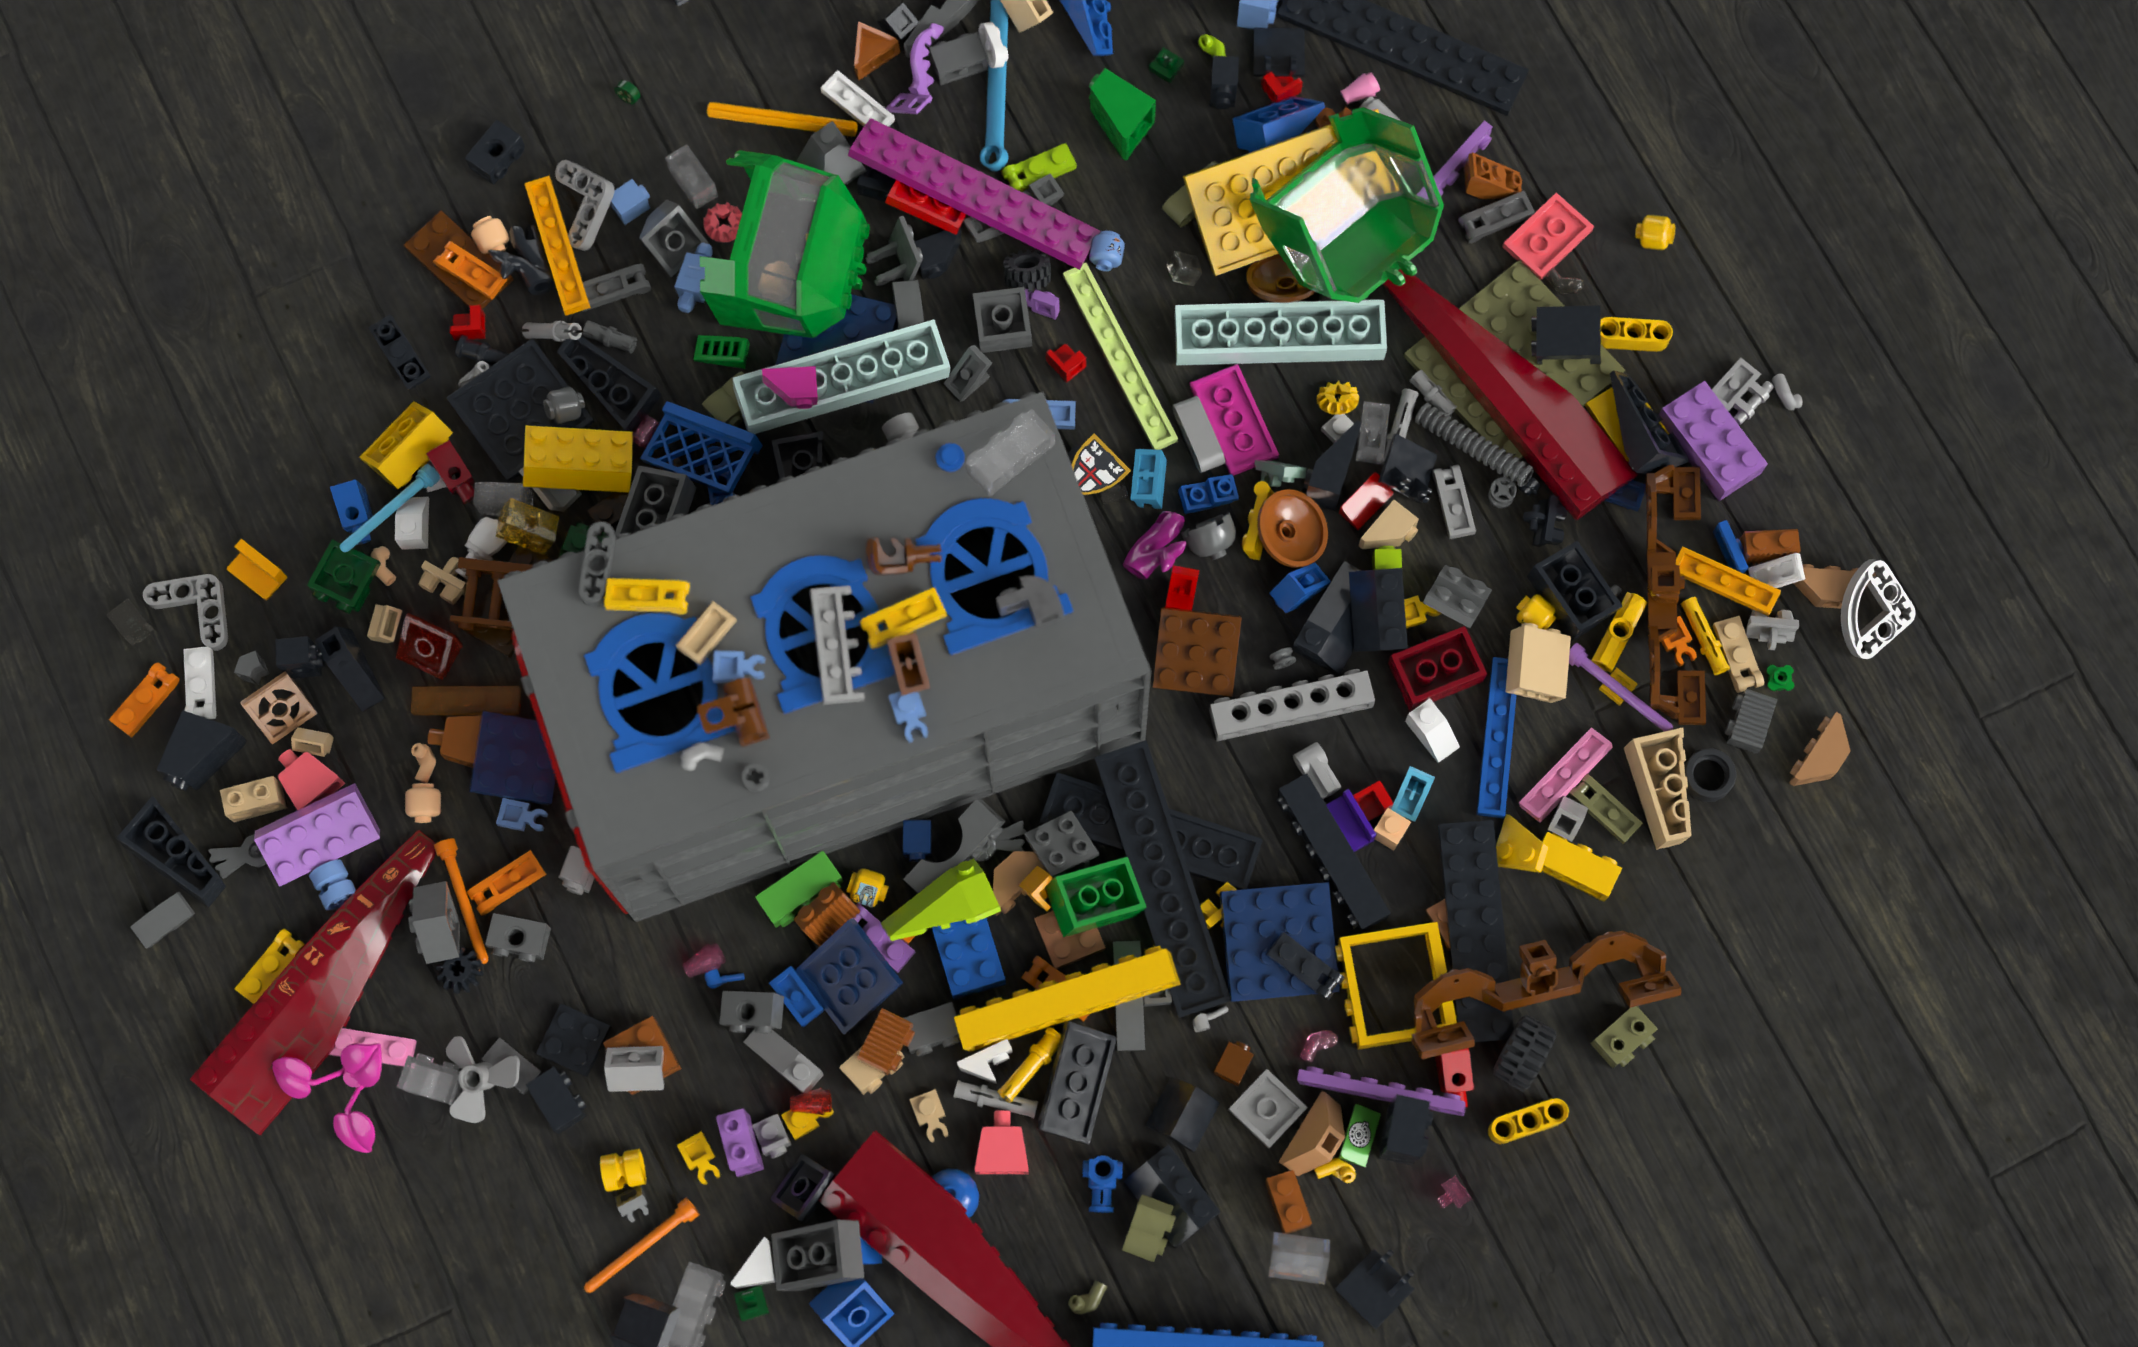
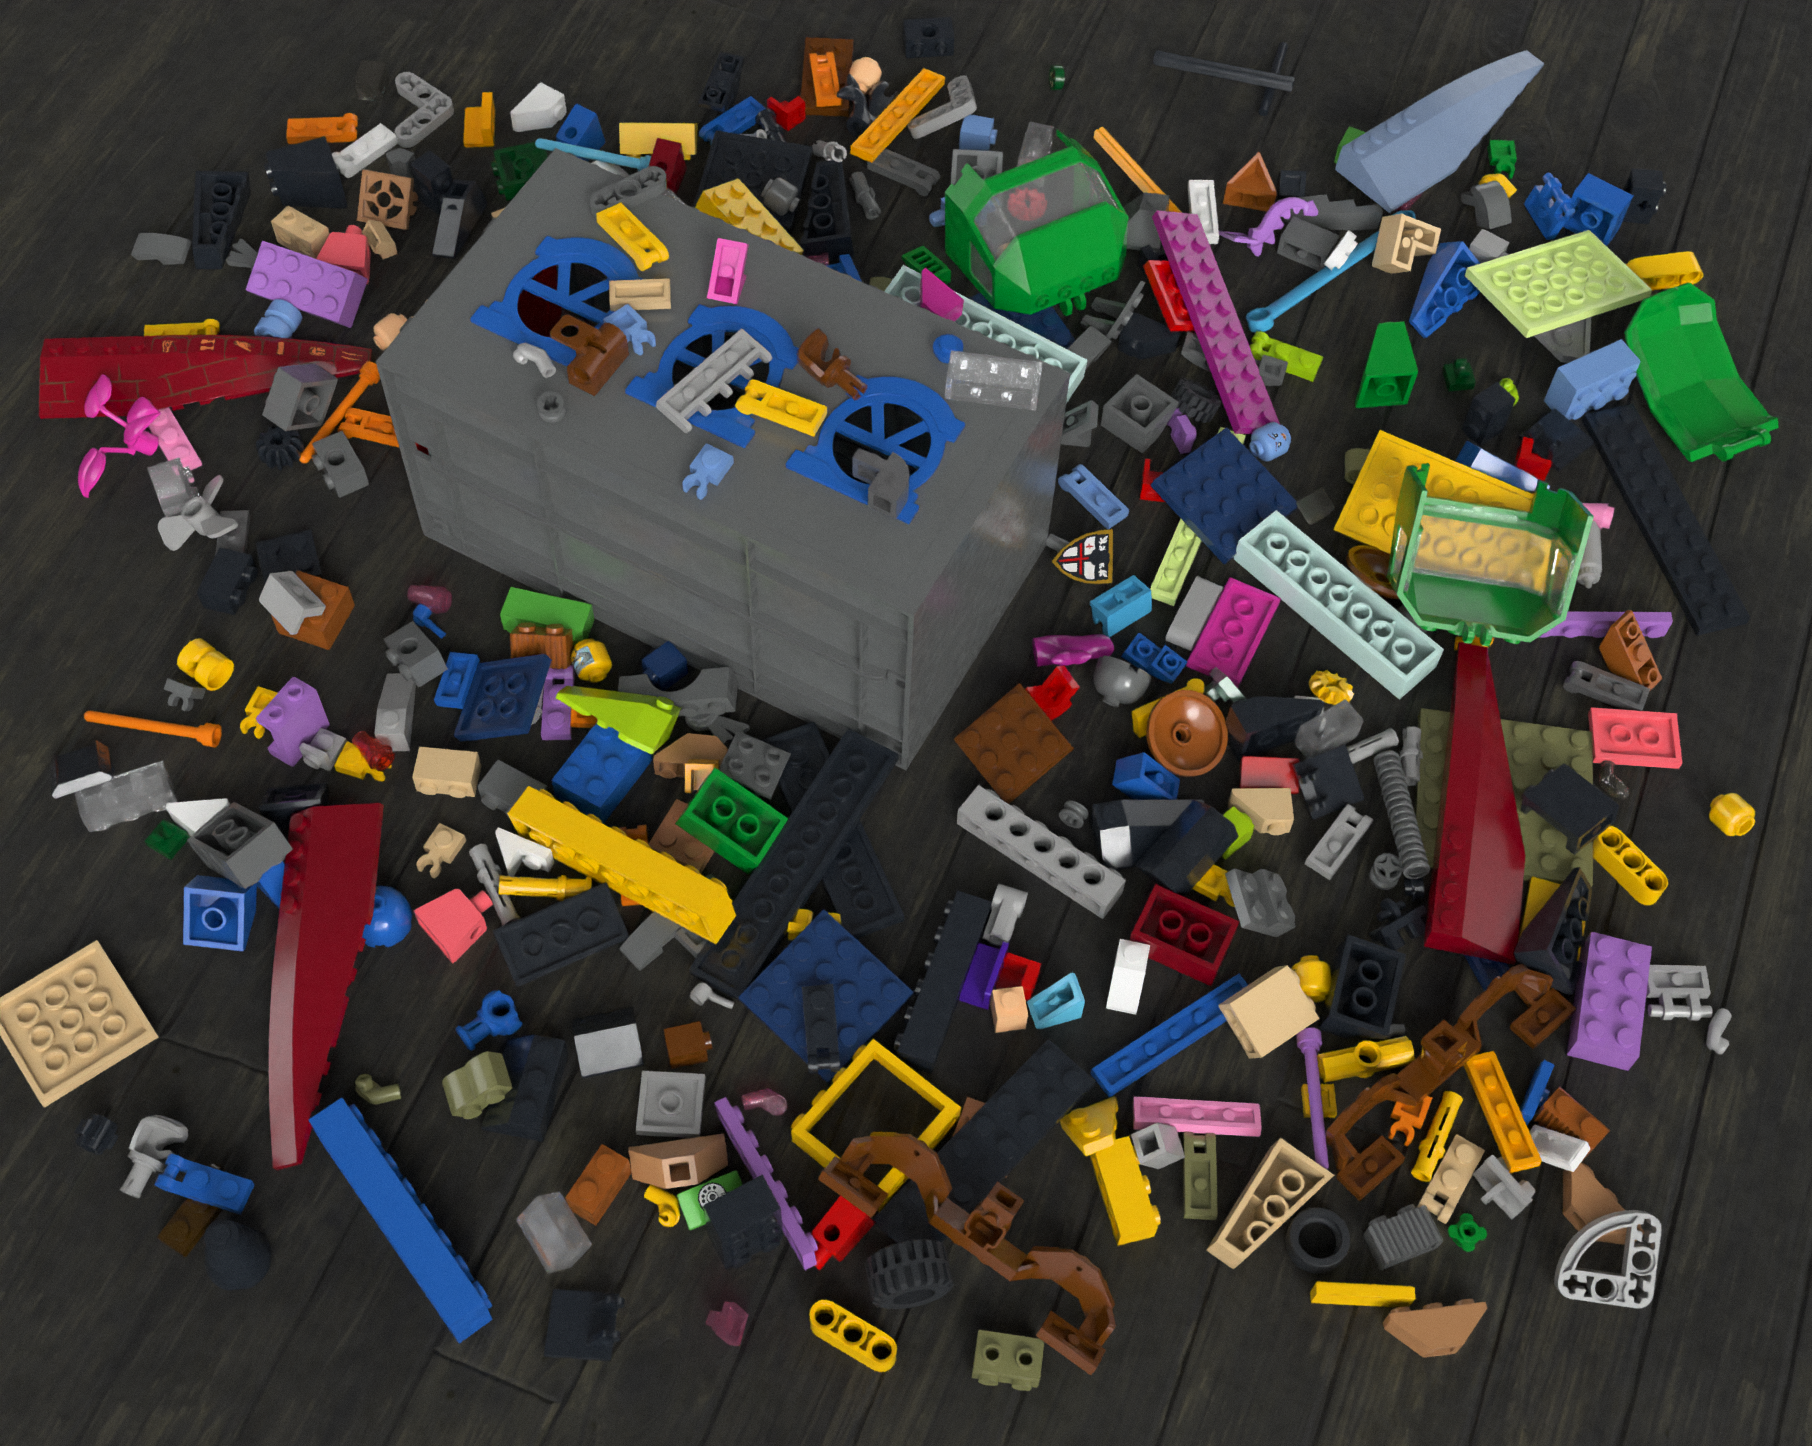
camera: 45 degrees right, 15 degrees down
(288, 512) = (539, 109): none -> white slope
(442, 372) = (734, 120): none -> blue plate
(748, 556) = (728, 271): none -> slope
(885, 1042) = (466, 758): dark orange brick -> none
(908, 663) = (745, 431): reddish brown slope -> none
(1124, 324) = (1222, 493): none -> dark blue plate
(1765, 780) = (1362, 1294): none -> yellow tile

